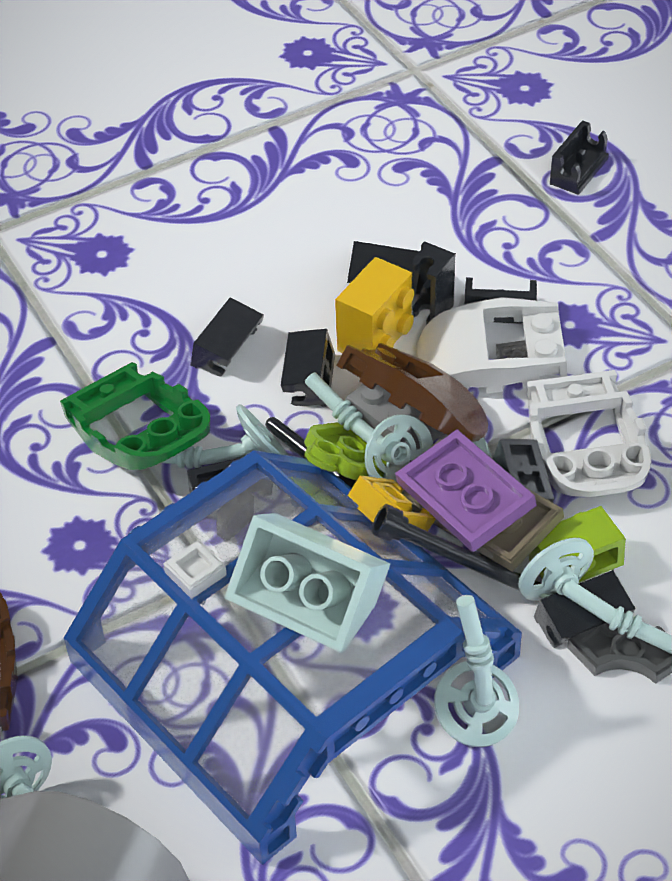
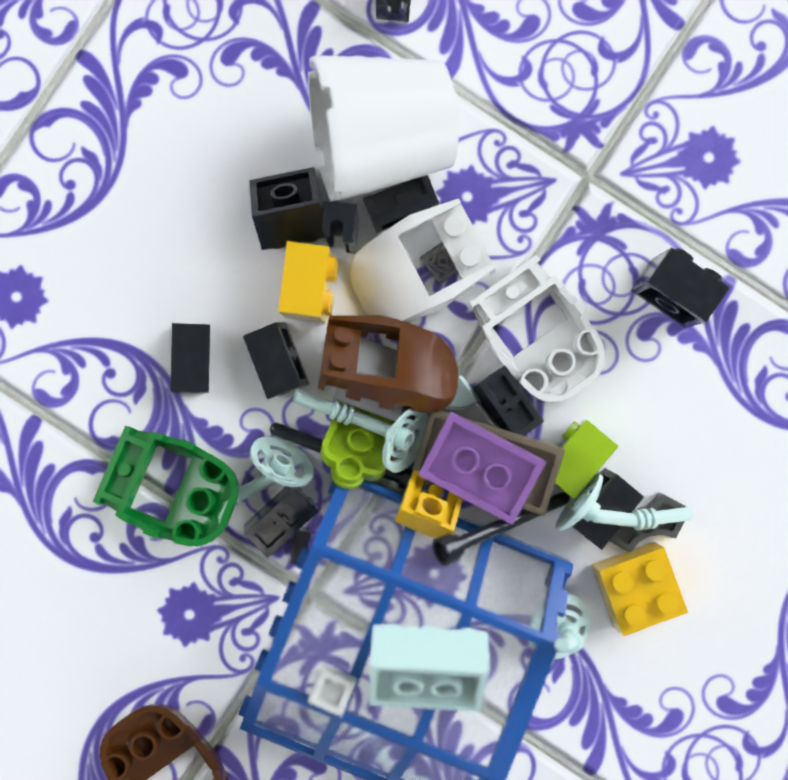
camera: 30 degrees left, 40 degrees up
(512, 213) = (381, 121): none -> white cone
(589, 698) = (639, 588): none -> yellow brick

